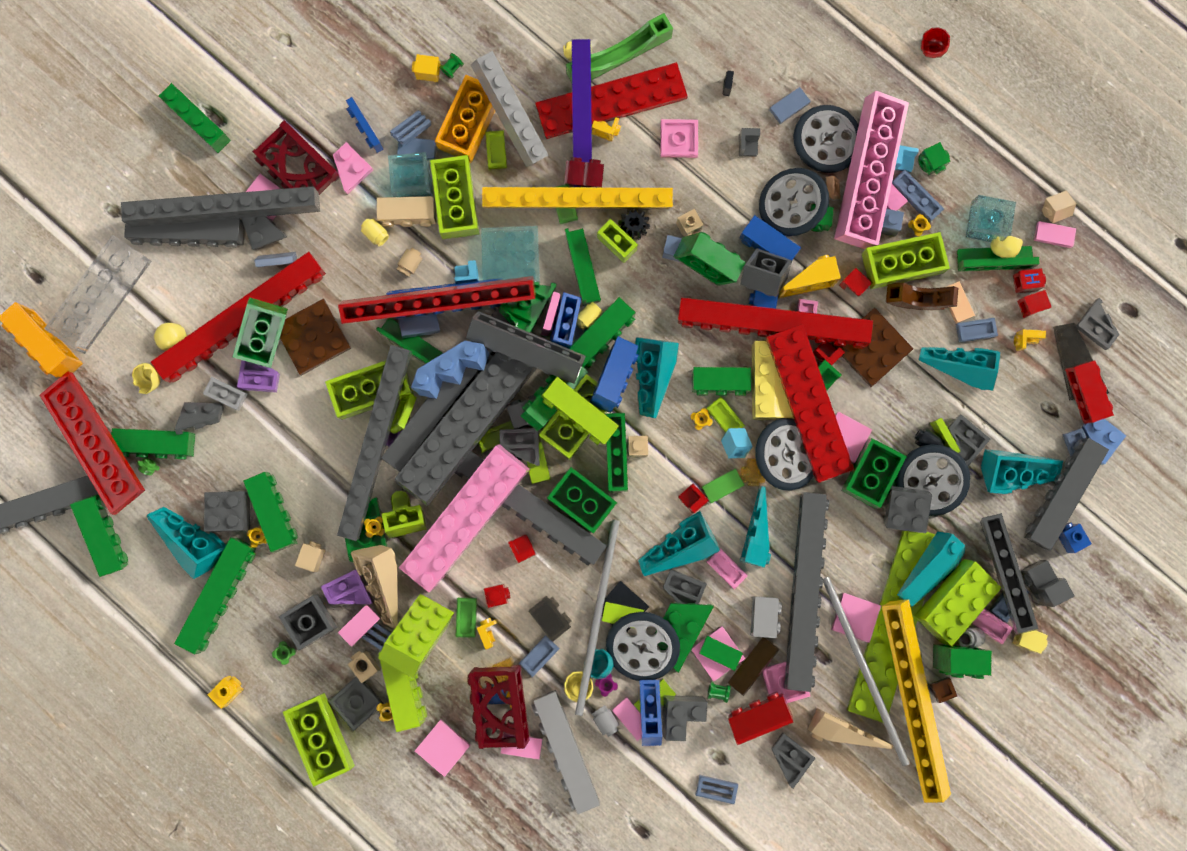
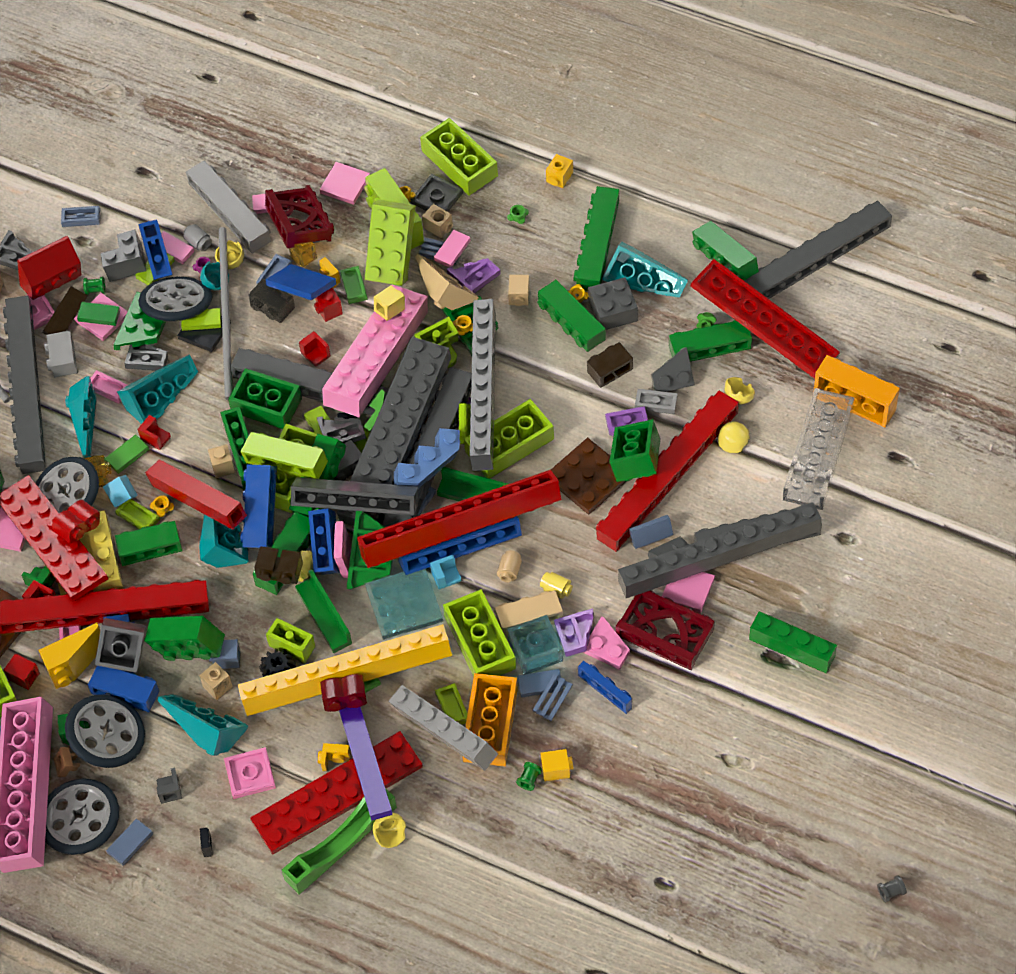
camera: 170 degrees right, 25 degrees down
(252, 445) = (613, 359): none -> dark brown piece
(308, 622) = (500, 237): dark grey brick -> none
(373, 182) = (575, 631): none -> medium lavender wing
(436, 556) = (389, 303): none -> light yellow brick
(480, 448) = (376, 404): none -> bright green slope
(516, 621) = (301, 282): none -> blue tile
(611, 308) = (282, 569): none -> dark brown piece
(669, 407) = (196, 494): none -> brick
(707, 188) = (205, 728): none -> teal wedge
(784, 400) = (76, 521): none -> red brick

